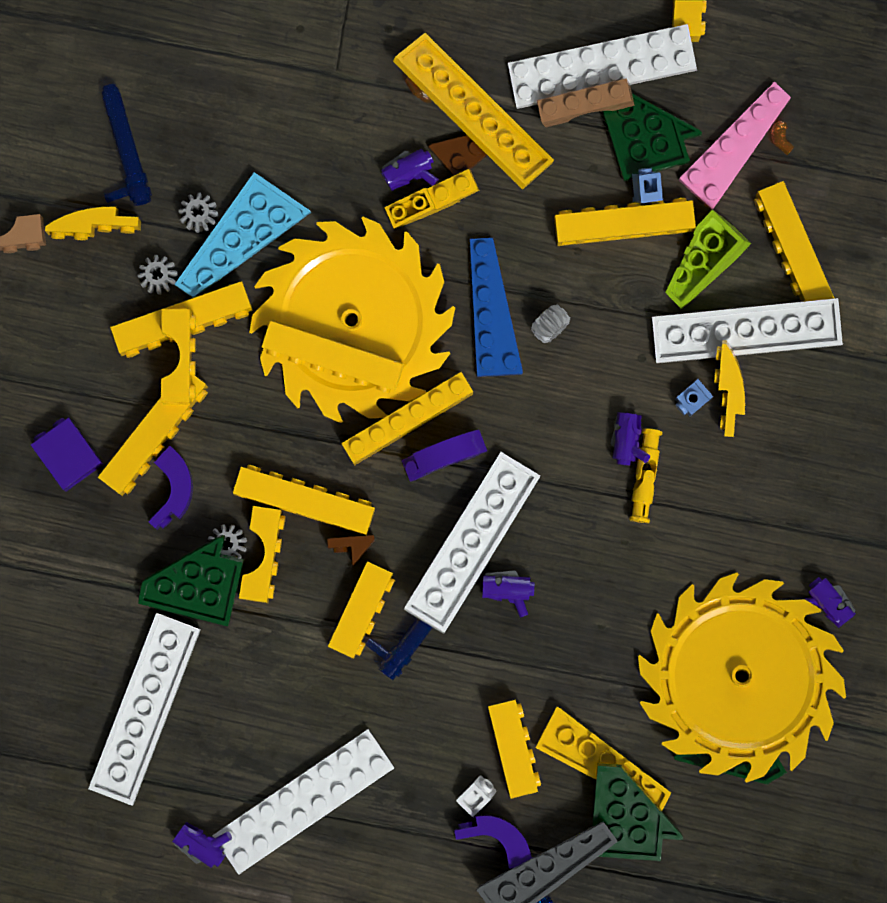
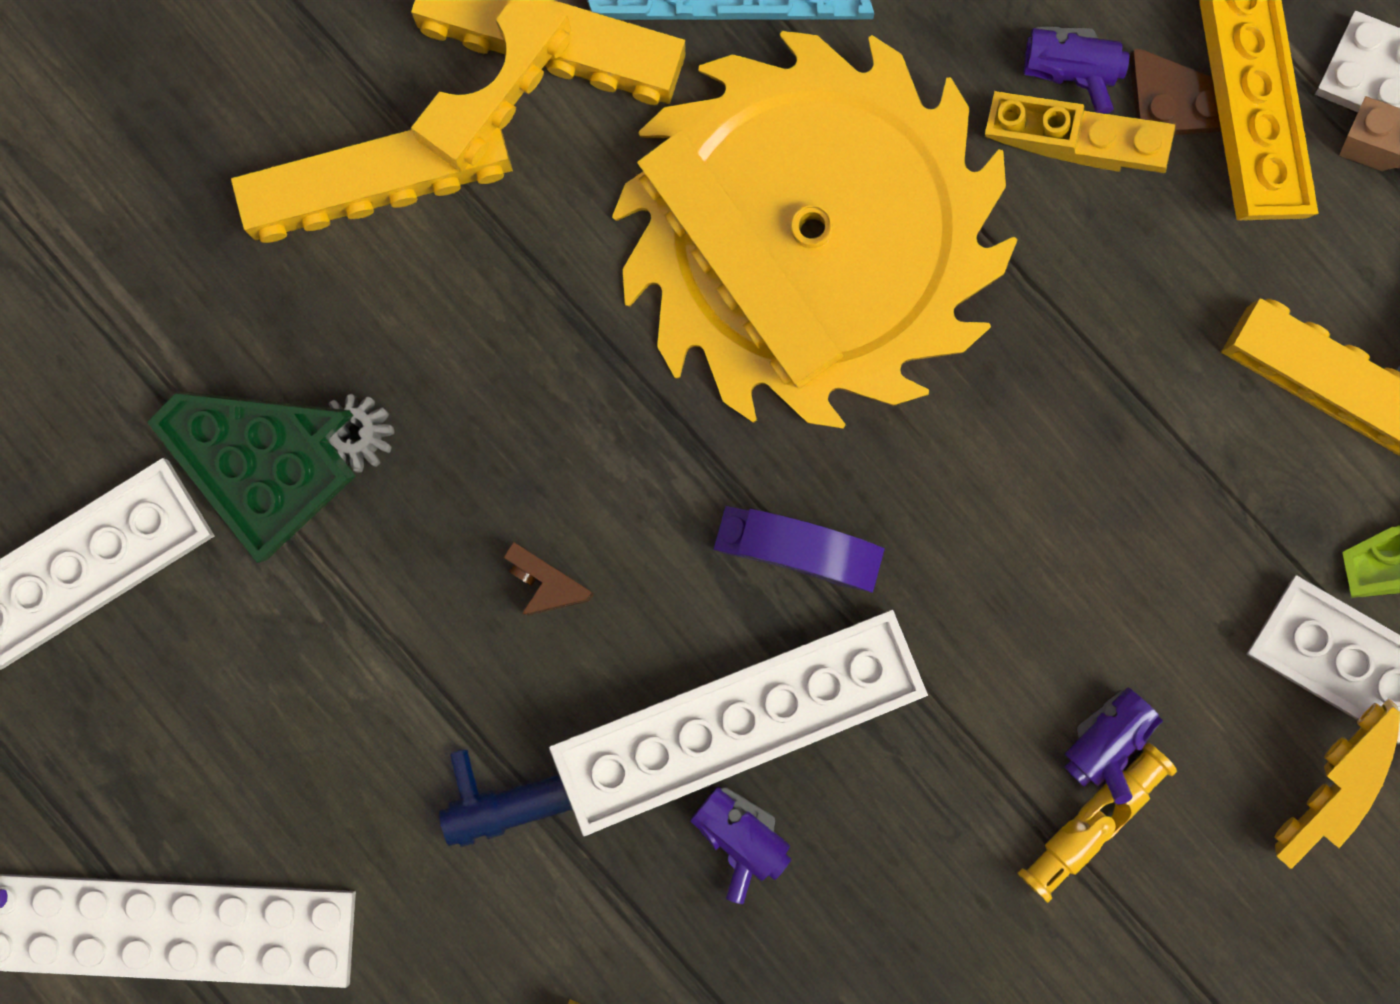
camera: 40 degrees right, 0 degrees up
(66, 453) = (215, 110): dark purple brick -> none
(181, 488) = (349, 293): dark purple arch -> none
(257, 584) = (354, 533): yellow arch -> none
(304, 501) = (524, 455): yellow brick -> none
(361, 609) = (481, 695): yellow brick -> none
(407, 418) = (784, 447): yellow brick -> none
(493, 327) = (1025, 406): blue wing -> none
(550, 323) = (1124, 465): light grey gear -> none
(697, 389) = (1285, 753): medium blue brick -> none

